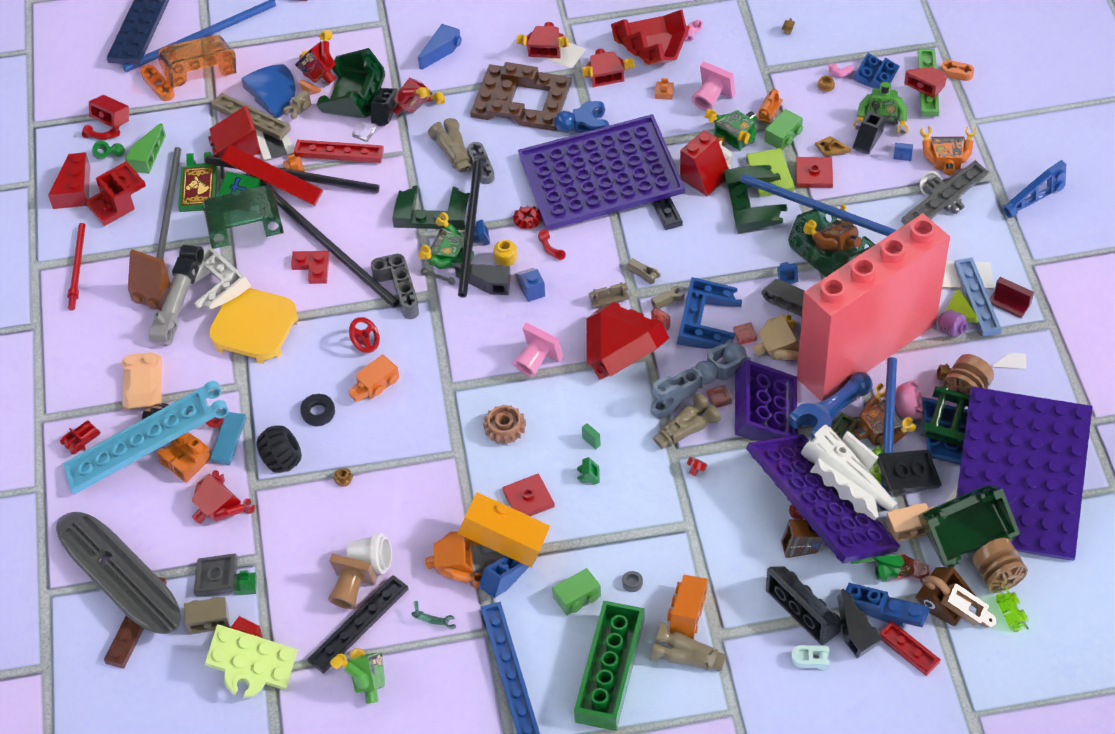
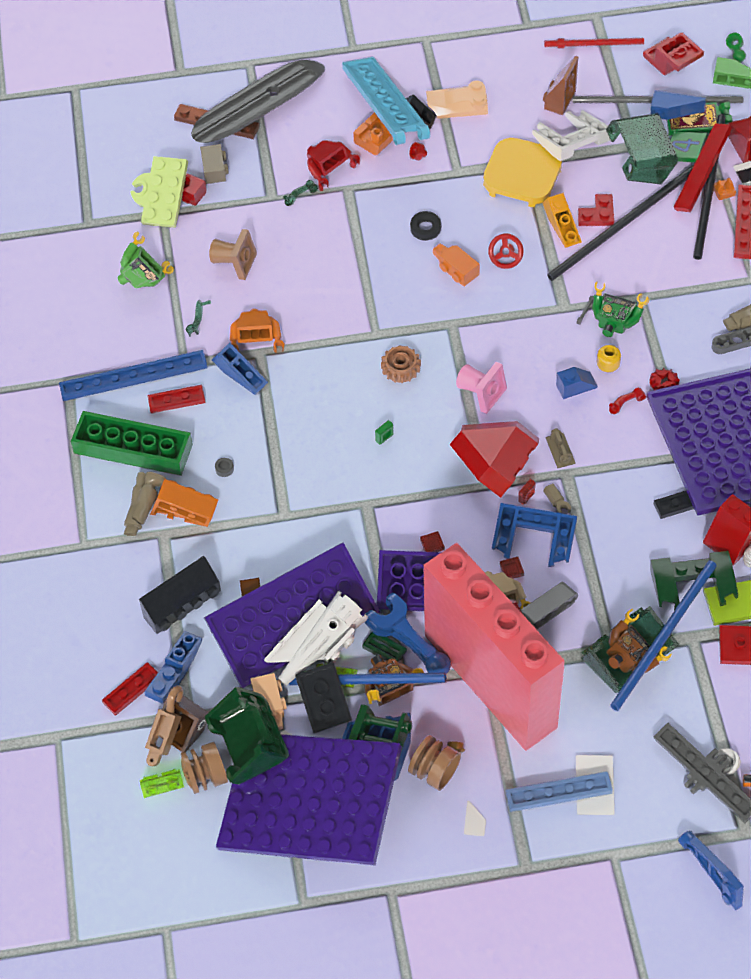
camera: 90 degrees right, 5 degrees up
(72, 182) = (695, 24): red wedge -> none
(79, 437) = (399, 64): red arm -> none
(184, 201) = (676, 105): none -> blue slope
(184, 273) = (574, 111): light grey piece -> none
(215, 575) = (253, 167): dark grey tile -> none
(228, 438) = (397, 165): dark azure tile -> none
(245, 583) = (245, 189): green tile -> none
(267, 538) = (309, 185): none -> clear green piece
(279, 449) = (380, 199): black wheel -> none
(319, 292) = (562, 220): none -> light orange slope
(343, 481) = (350, 252): pearl gold plate -> none
(358, 623) = (199, 268): black tile -> none
(372, 550) = (260, 268): white piece -> none
(395, 268) = (571, 279): dark grey beam -> none
(407, 217) = (665, 320): dark green wedge -> none
(470, 228) = (637, 325): black piece -> none
(481, 233) = (638, 340): blue tile -> none
(488, 278) = (578, 346): black slope -> none
(504, 529) = (271, 357): light orange brick -> none
(529, 495) = (321, 386): plate -> none
(542, 634) = (176, 399): none -> red tile
(576, 591) = (212, 421): bright green brick -> none
(590, 471) = (343, 432): green tile -> none
(641, 270) = (593, 478): dark tan bar -> none
(687, 422) = (398, 512): dark tan piece -> none
(688, 382) = (453, 525): sand blue piece -> none
(696, 465) = (347, 518): red tile -> none
(788, 272) = (588, 607): blue tile -> none
(803, 656) = (128, 598): light aqua plate -> none
(856, 628) = (149, 639): black slope -> none
(897, 566) = (218, 681): animal -> none
(909, 401) = (416, 703): bright pink cylinder -> none
(952, 323) = (519, 761): medium lavender head -> none
(960, 305) = (542, 772): lime tile -> none
(1011, 297) = (556, 826): dark red panel -> none

